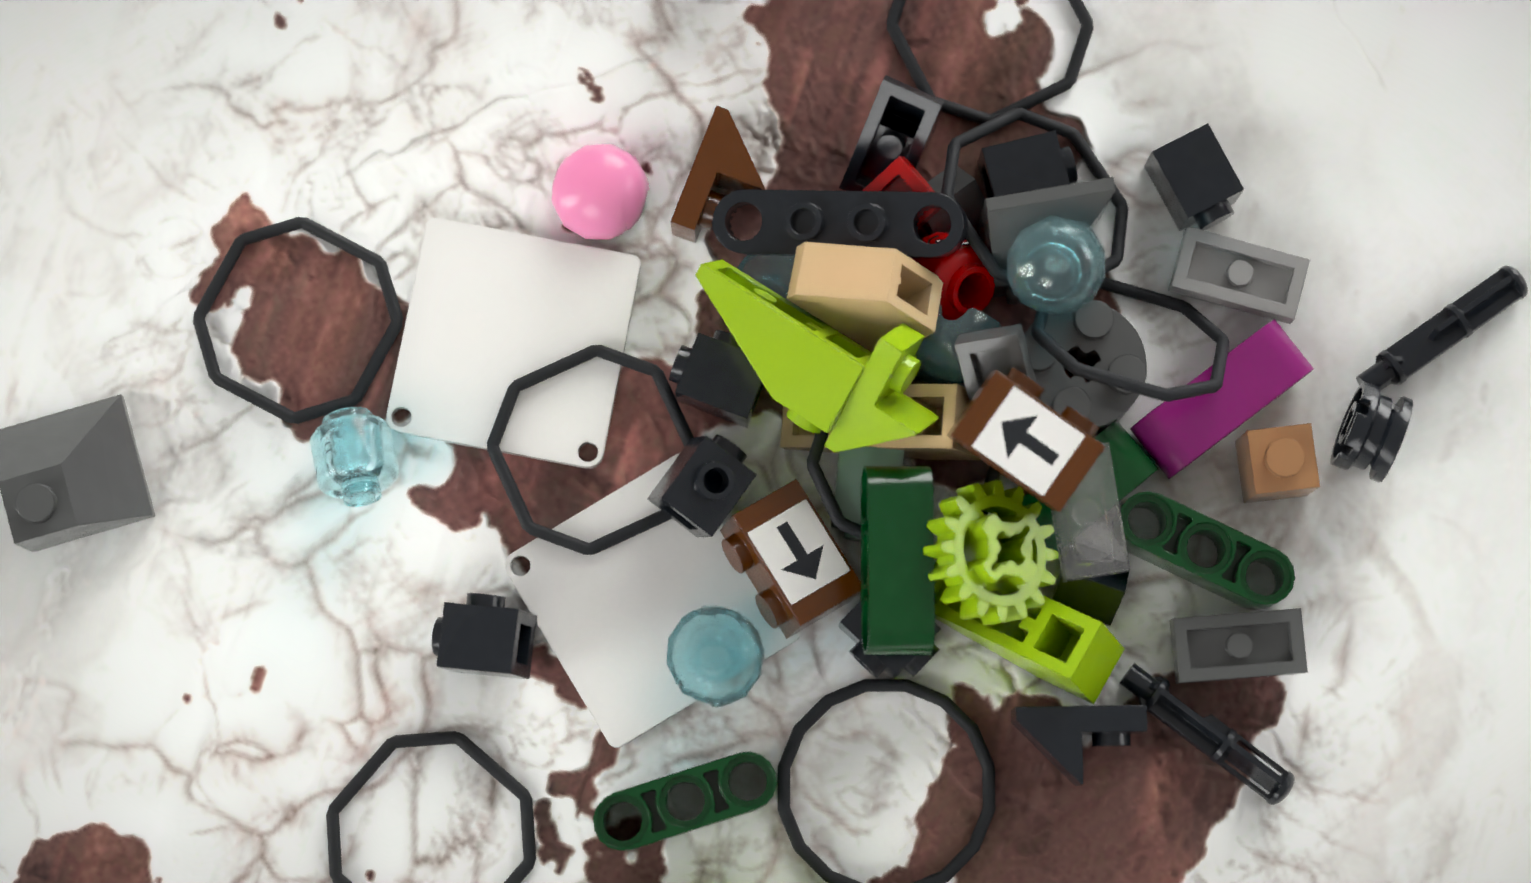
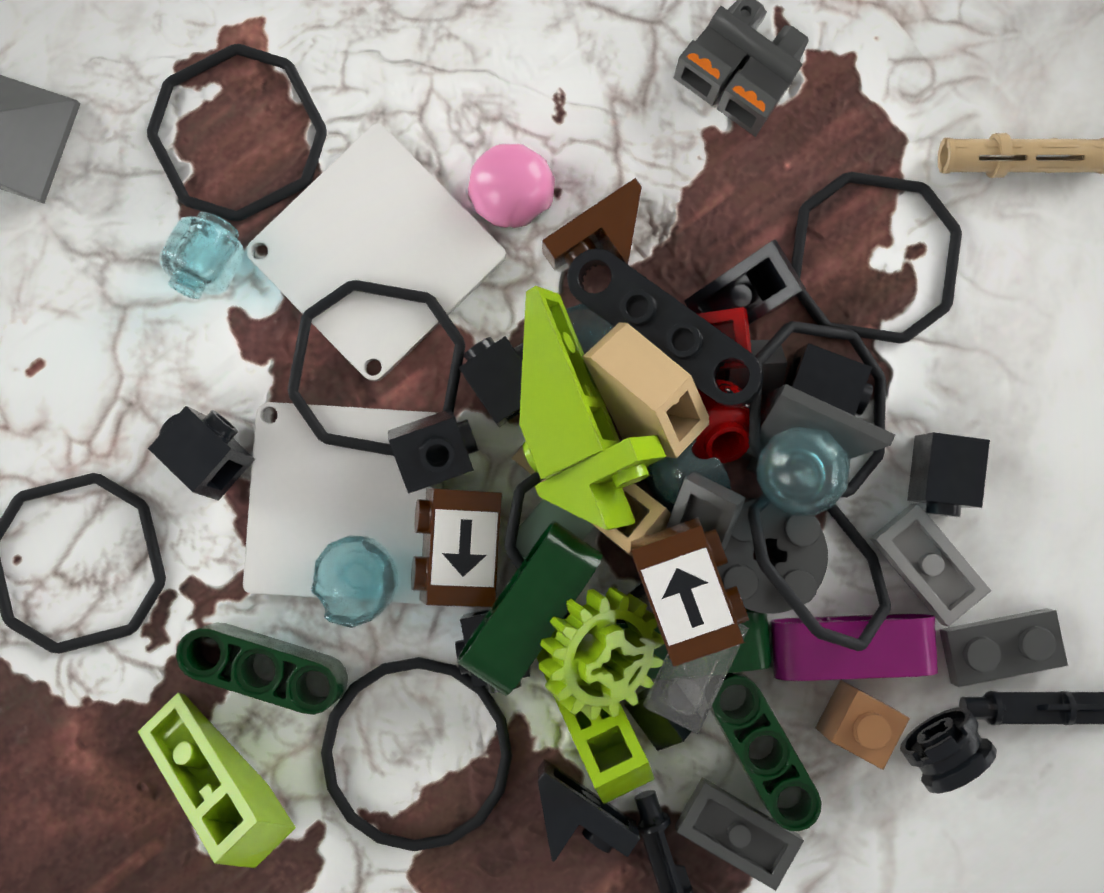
camera: 35 degrees right, 5 degrees up
(1361, 305) = (1003, 647): none -> dark grey plate

